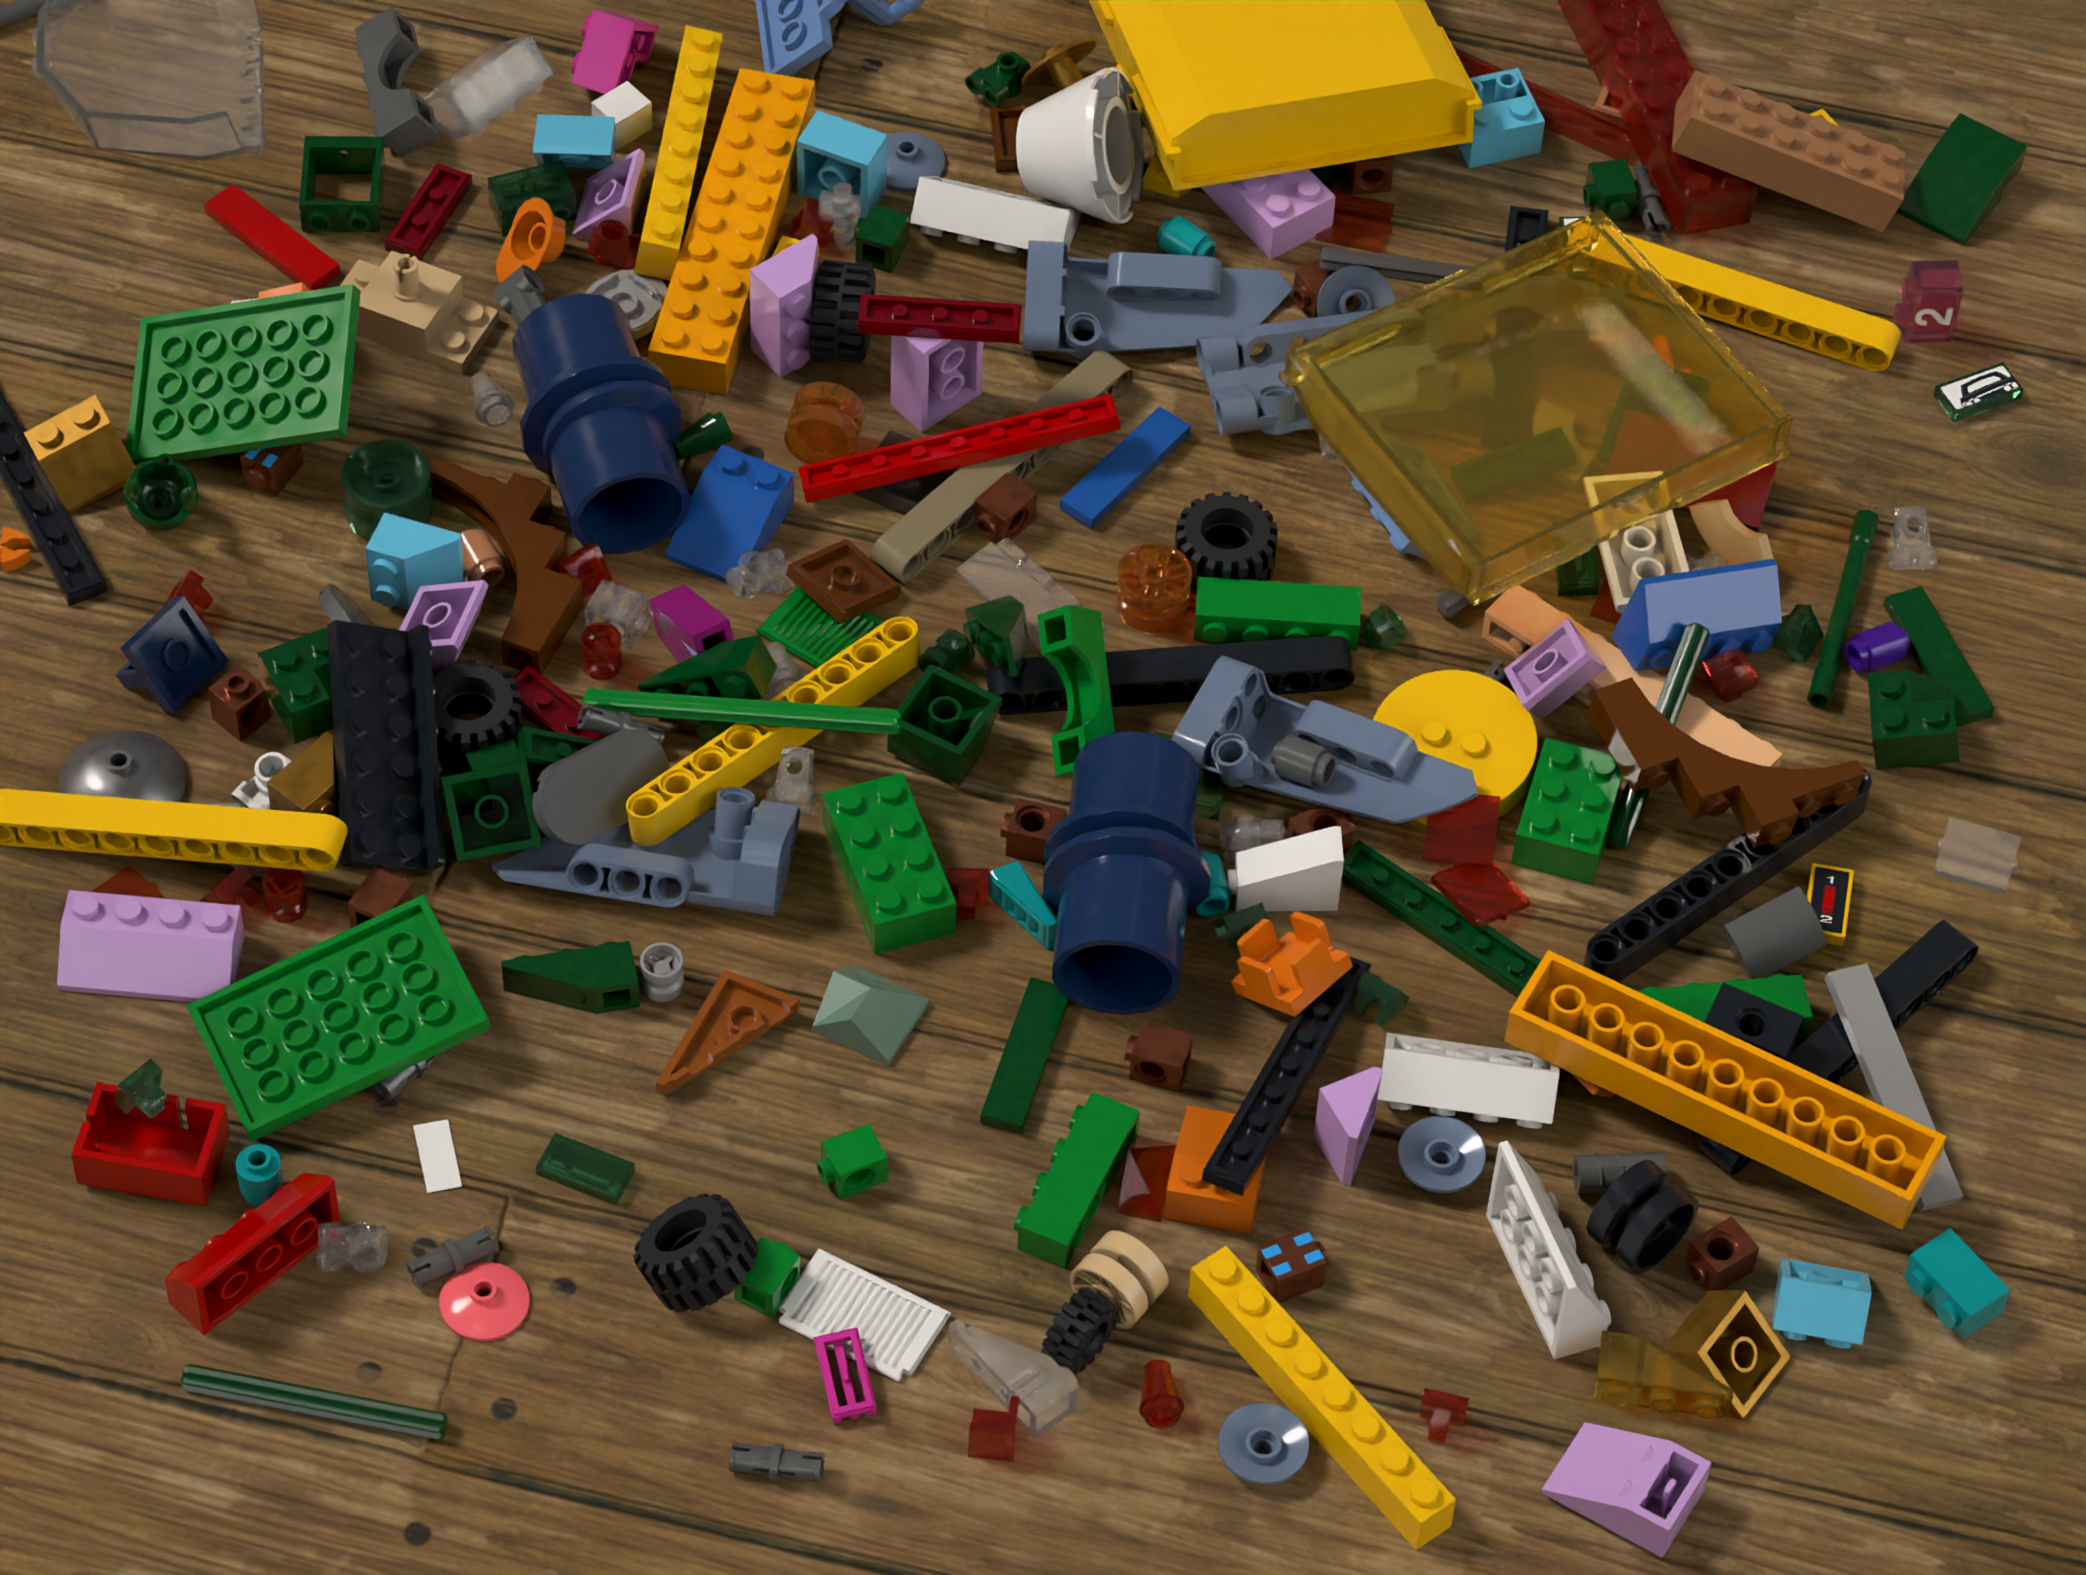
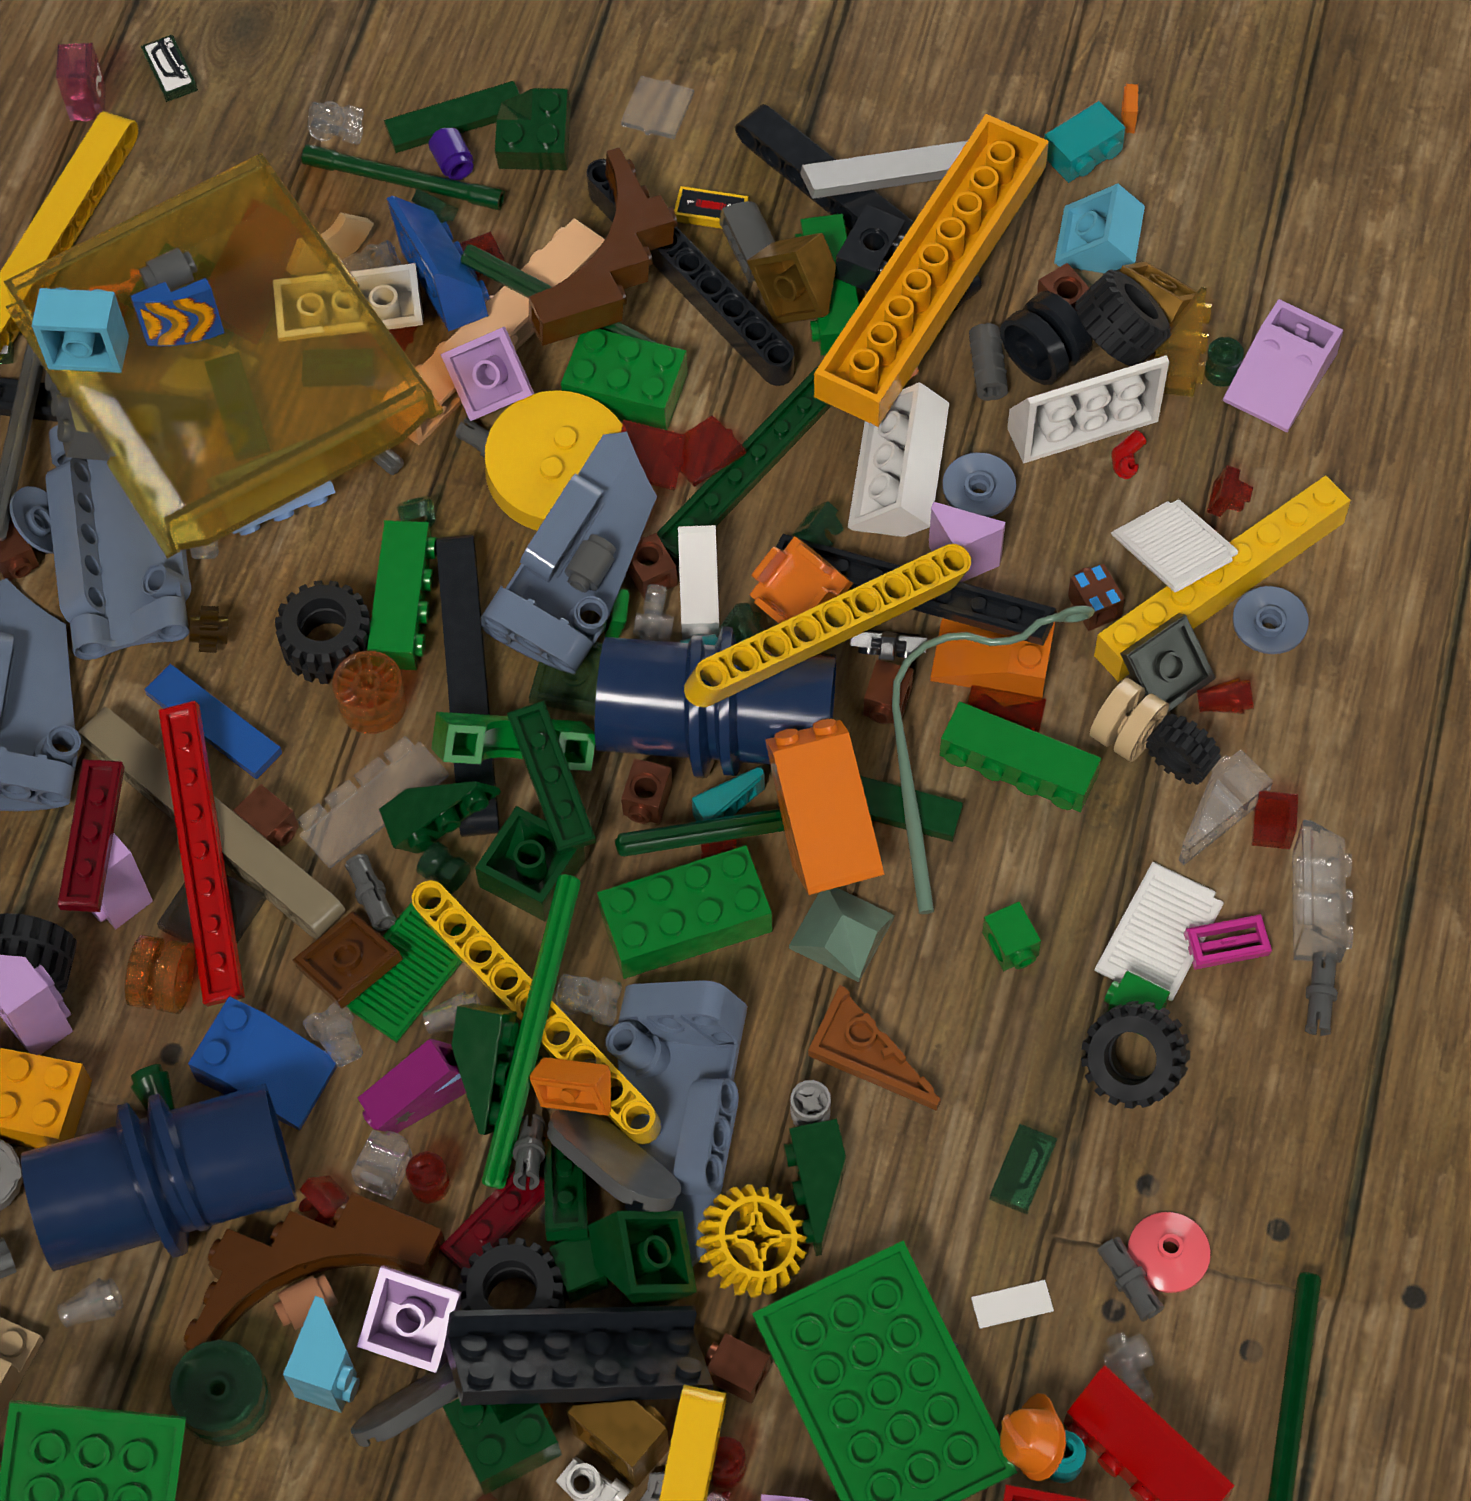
camera: 85 degrees left, 10 degrees up
(274, 1126) = (1034, 1438): none -> orange piece
(494, 908) = (753, 1209): none -> yellow gear
(682, 748) = (572, 1085): none -> orange slope
(893, 1454) = (1320, 893): none -> clear slope
(922, 599) = (370, 892): none -> dark grey pin
(976, 884) = (699, 832): none -> dark green axle
(988, 959) = (823, 806): none -> orange slope
(1021, 1067) = (910, 804): none -> sand green piece
(1028, 718) = (551, 778): none -> dark green tile
(1193, 1325) = (1169, 662): none -> pearl dark grey tile
(1199, 957) = (817, 633): none -> yellow beam
(1224, 1052) = (887, 643): none -> black hinge
(1228, 451) = (208, 629): none -> dark brown gear
(1257, 804) = (618, 615): none -> green tile
(1357, 1340) = (1175, 544): none -> white window
(1496, 1313) = (1123, 455): none -> red arm
(1518, 254) = (80, 330): none -> medium azure brick
(1543, 333) = (179, 315): none -> slope
(1609, 332) = (171, 267): none -> dark grey brick
(1636, 1413) = (1223, 361): none -> clear green wheel
(1689, 1293) = (1123, 318): none -> black tyre
(1714, 956) = (795, 278): none -> pearl gold slope
(2021, 1343) = (1129, 107): none -> orange tile

